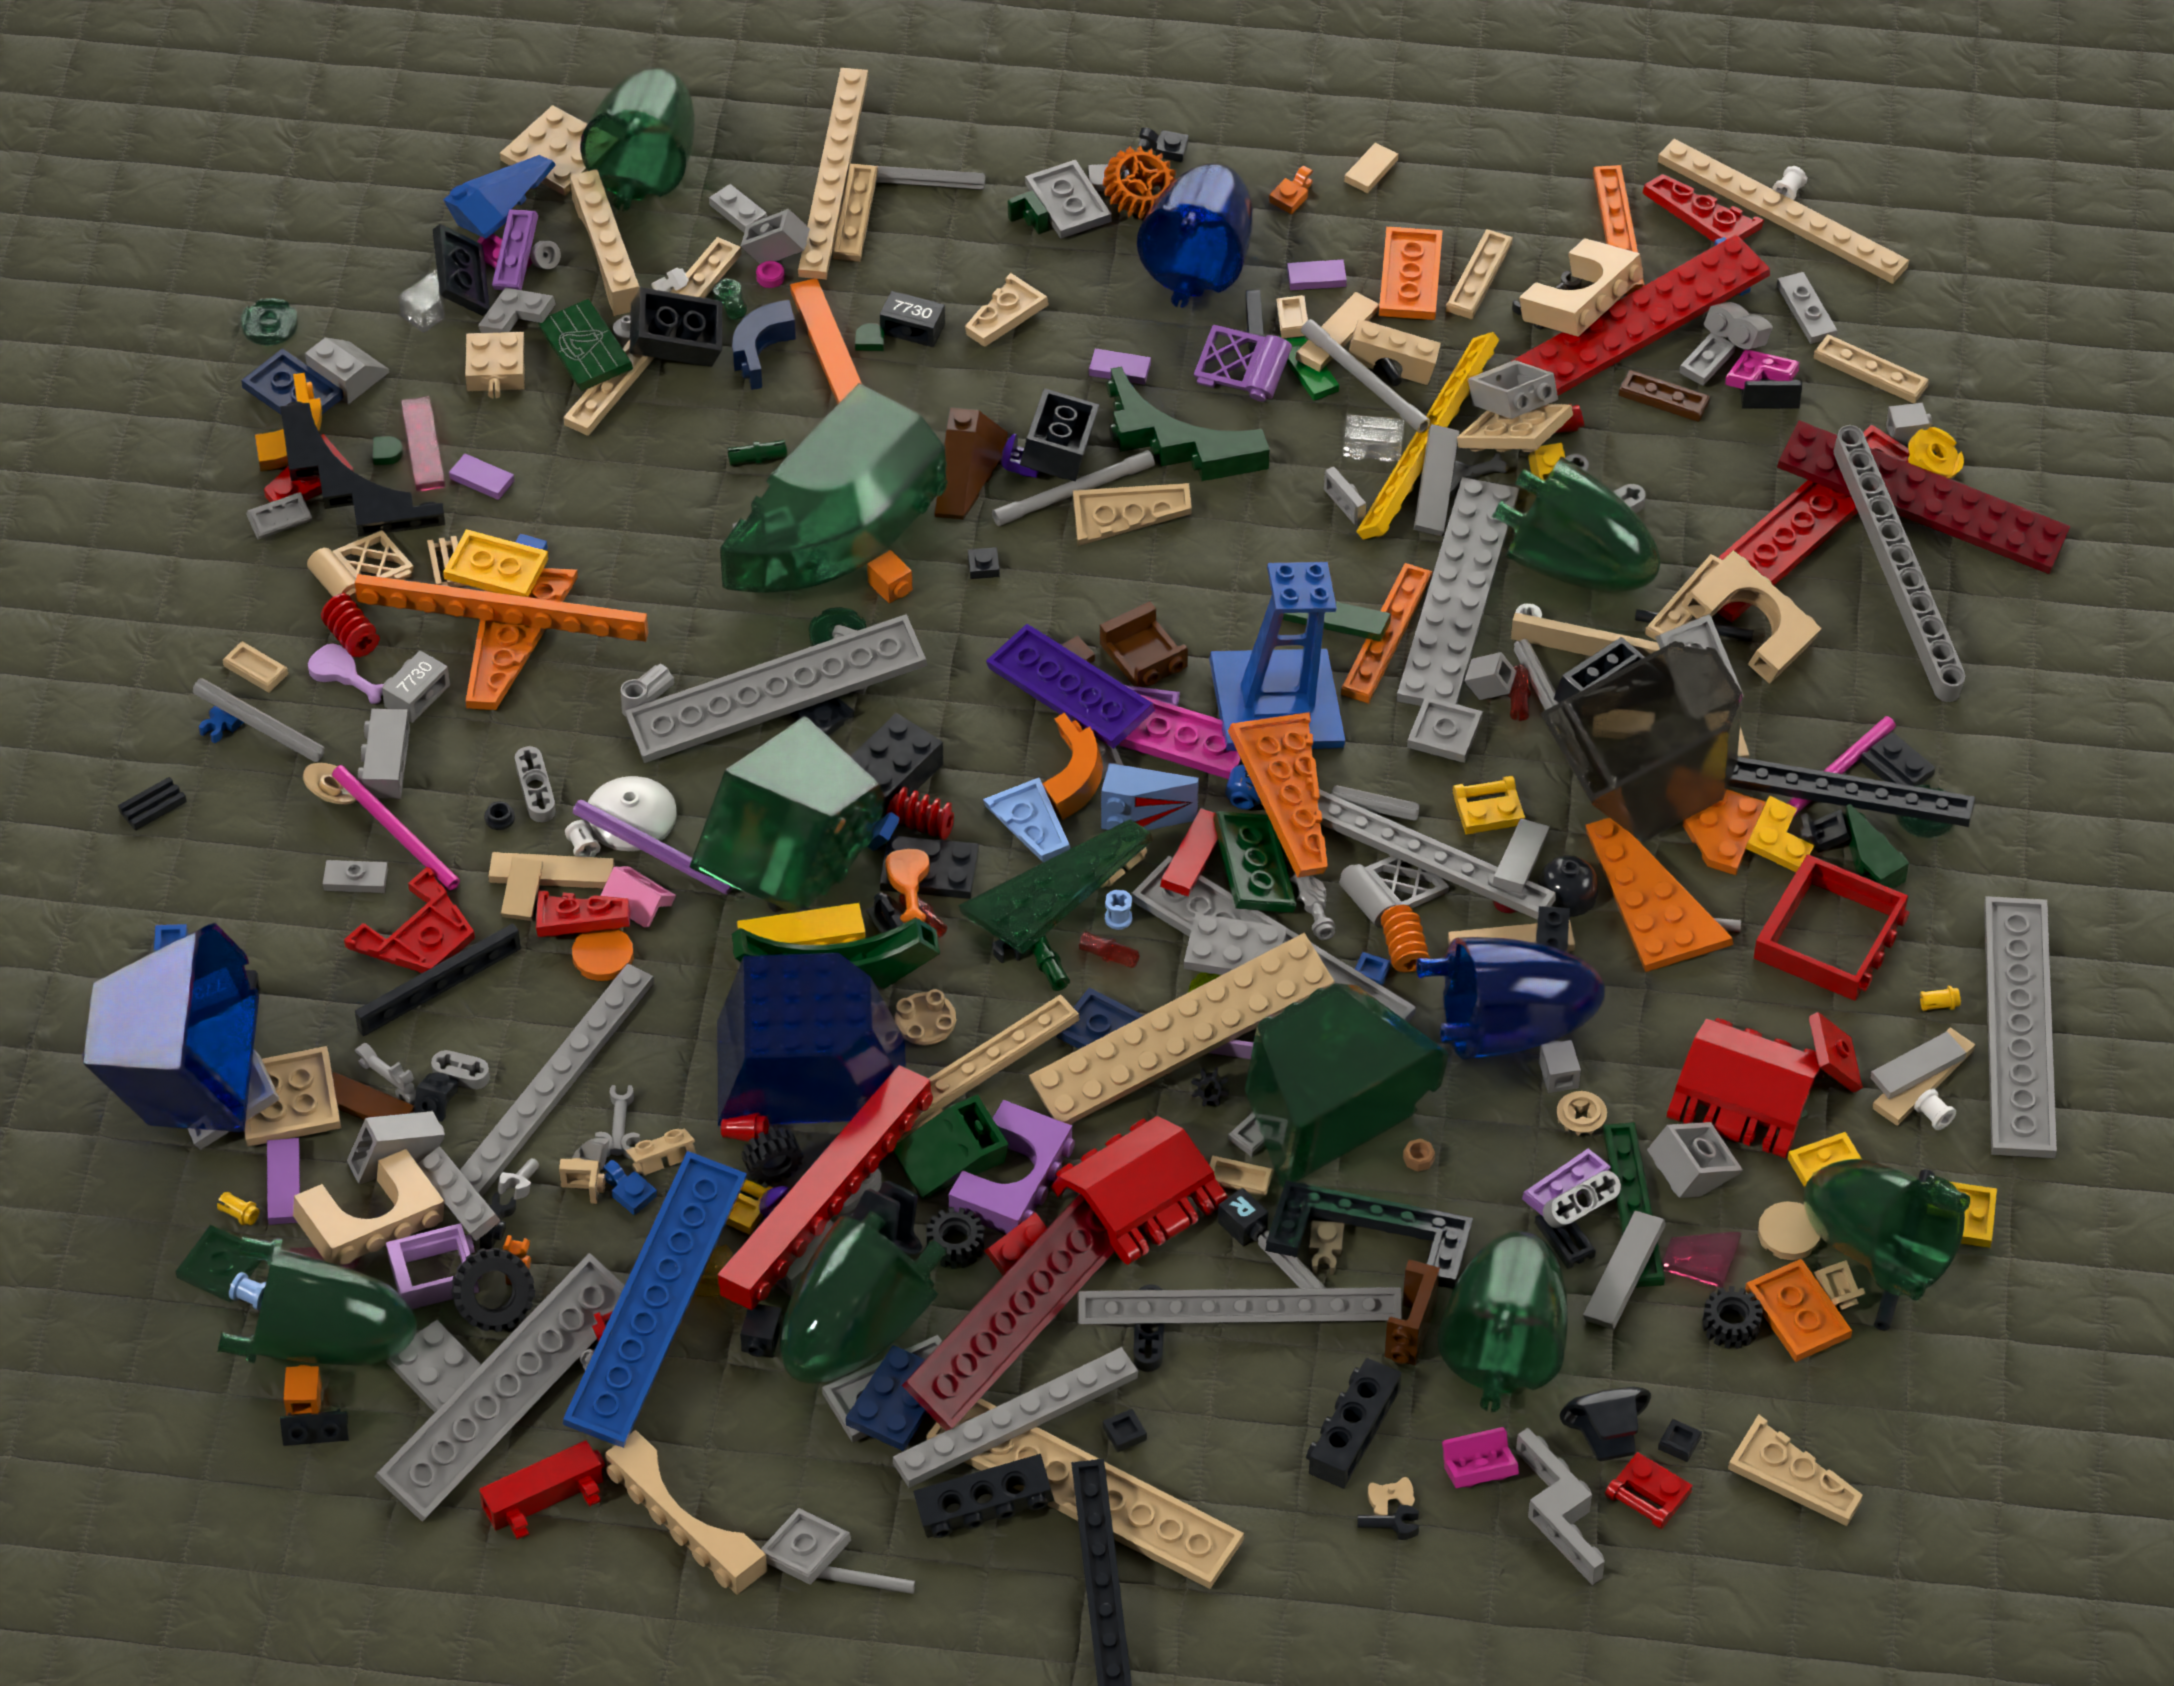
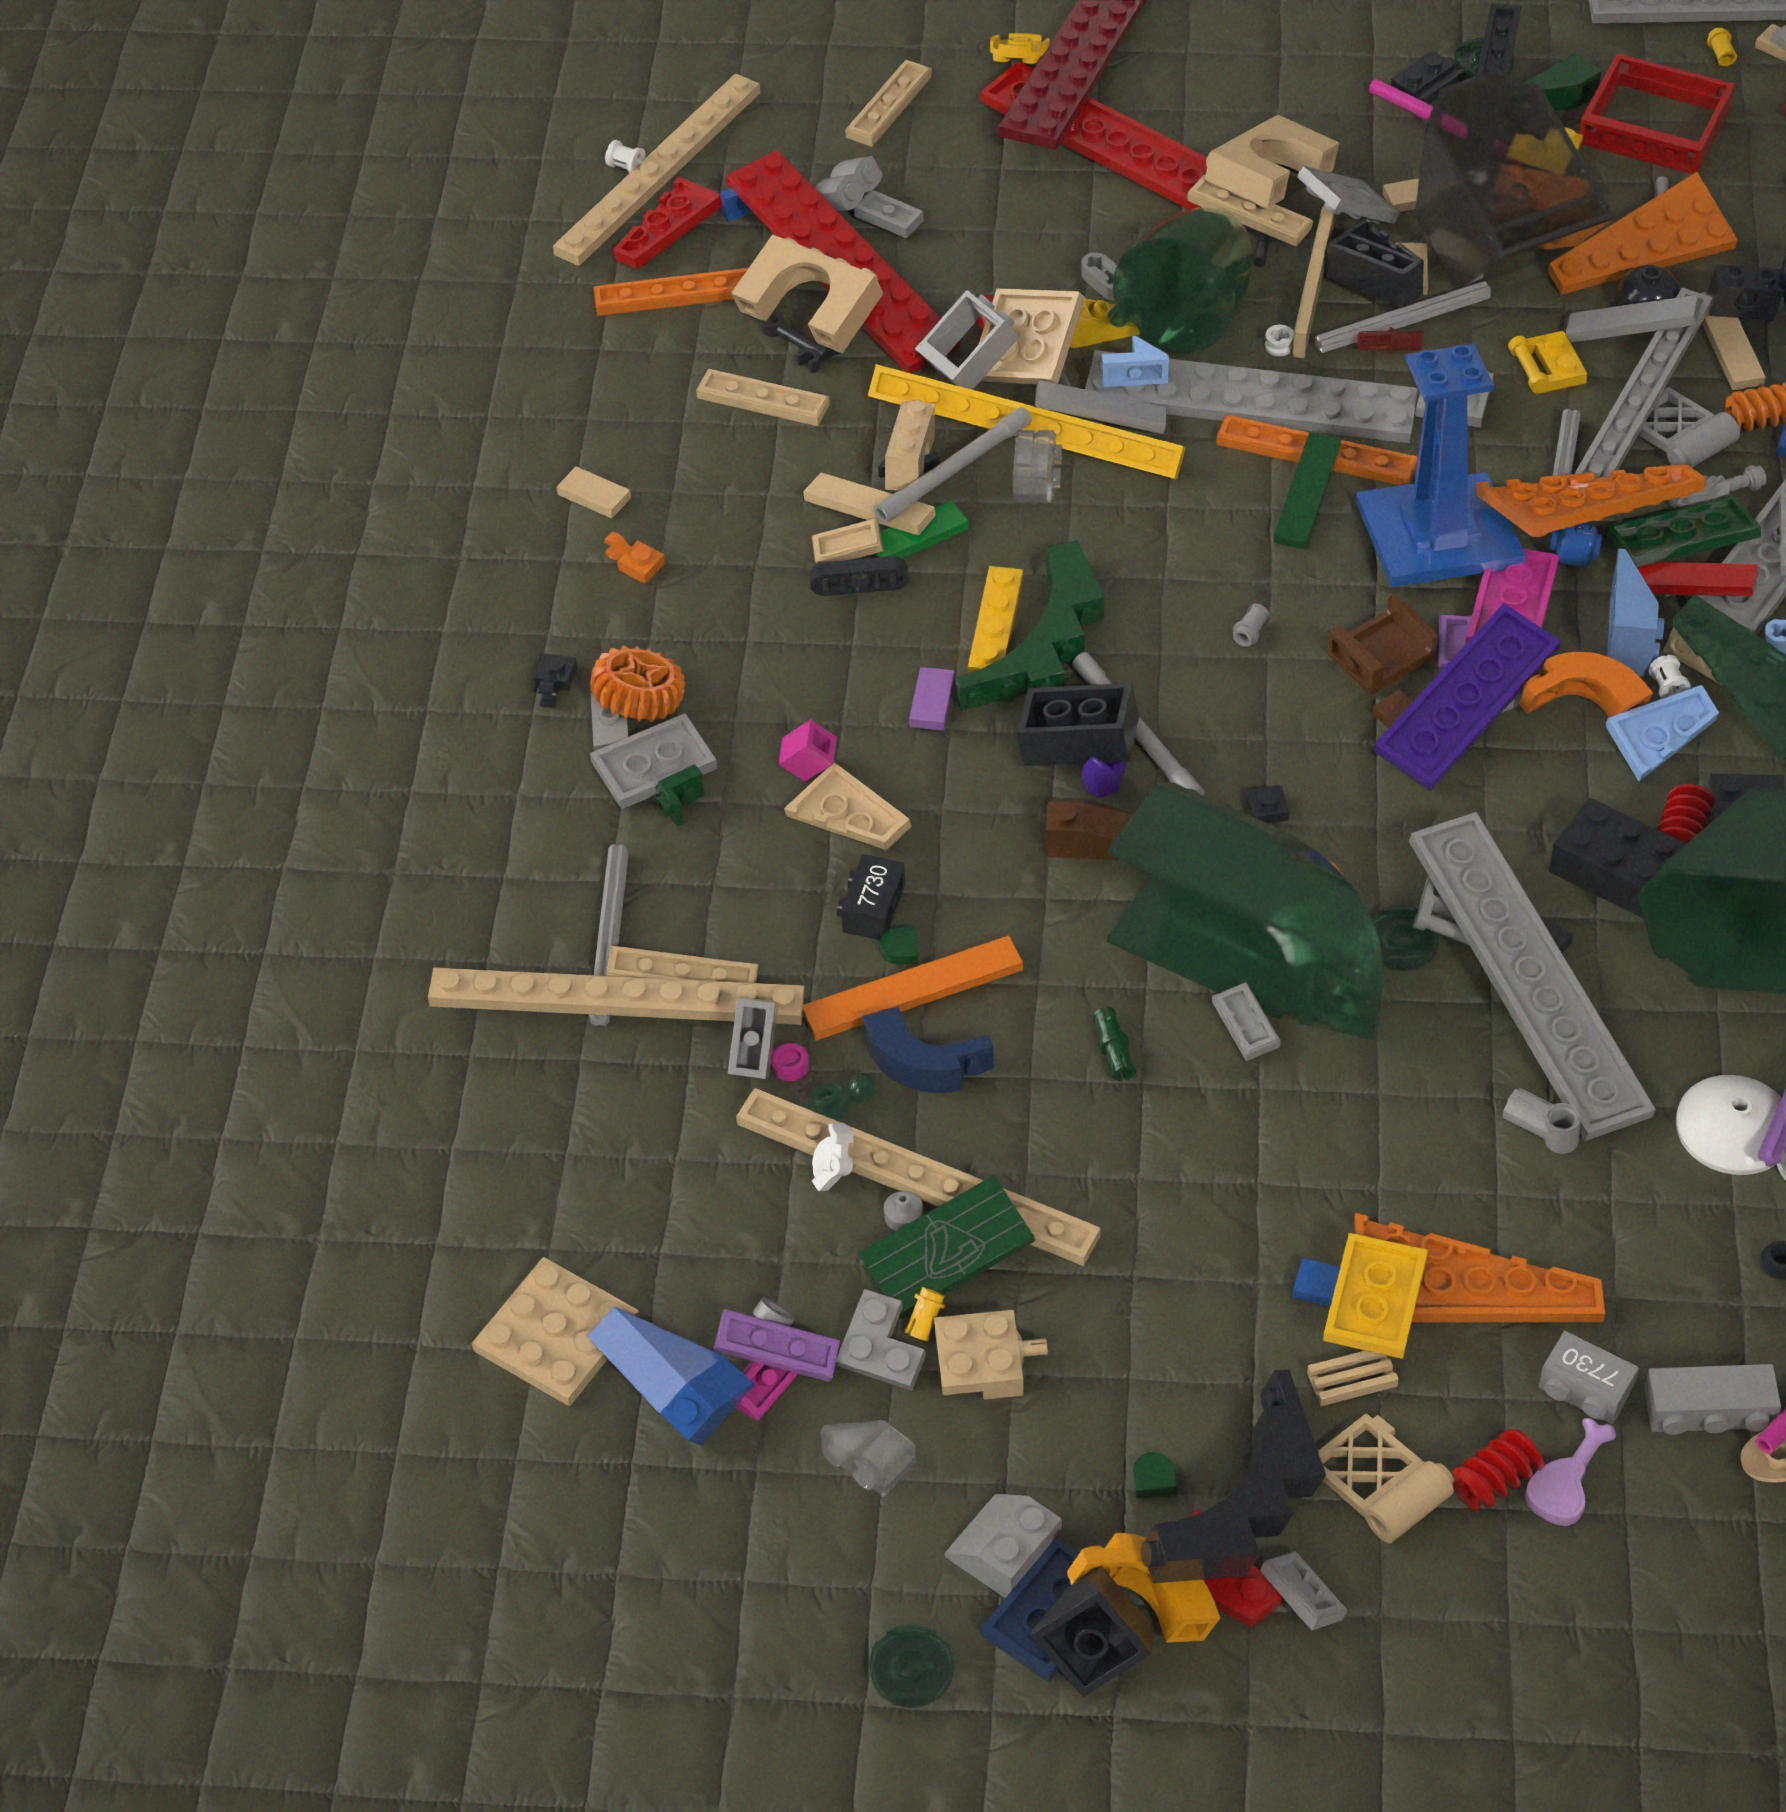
camera: 90 degrees left, 0 degrees up
(218, 722) = (1676, 1611): blue plate -> none
(255, 667) = (1578, 1590): tan tile -> none
(258, 720) = (1693, 1559): light grey axle -> none
(261, 397) = (1094, 1632): none -> black slope
(423, 443) = (1135, 1431): clear pink tile -> none
(461, 270) = (824, 1405): black plate -> none
(481, 476) = (1189, 1352): medium lavender tile -> none
(501, 607) = (1456, 1293): orange plate -> none
(535, 330) = (924, 1313): none -> yellow pin
(537, 773) = (1706, 1242): light grey beam -> none
(606, 239) = (681, 1263): tan arch -> none
(641, 136) = (564, 1193): clear green windscreen -> none
(676, 327) = (930, 1128): black brick -> none
(736, 207) = (669, 1108): light grey plate -> none
(1059, 280) = (807, 750): none -> dark pink brick
(1085, 830) = (1669, 676): none -> white bush
(1125, 509) = (1167, 676): tan wing -> none
(1171, 563) = (1247, 630): none -> light grey pin
(1198, 232) = (733, 603): clear blue windscreen -> none
(1204, 409) = (996, 617): none -> yellow plate
(1263, 369) = (944, 558): medium lavender piece -> none
(1316, 274) = (771, 531): medium lavender tile -> none
(1345, 495) = (1127, 485): light grey plate -> none
(1410, 273) = (769, 448): orange plate -> none
(1479, 501) = (1140, 367): none -> light blue slope
(1490, 676) = (1382, 355): light grey brick -> none
(1664, 395) = (940, 249): reddish brown tile -> none
(1758, 365) = (903, 177): dark pink tile -> none
(1771, 394) = (932, 169): black panel -> none
(1806, 307) = (810, 144): light grey plate -> none
(1899, 574) = (1183, 58): light grey beam -> none
(1906, 420) = (974, 69): light grey brick -> none

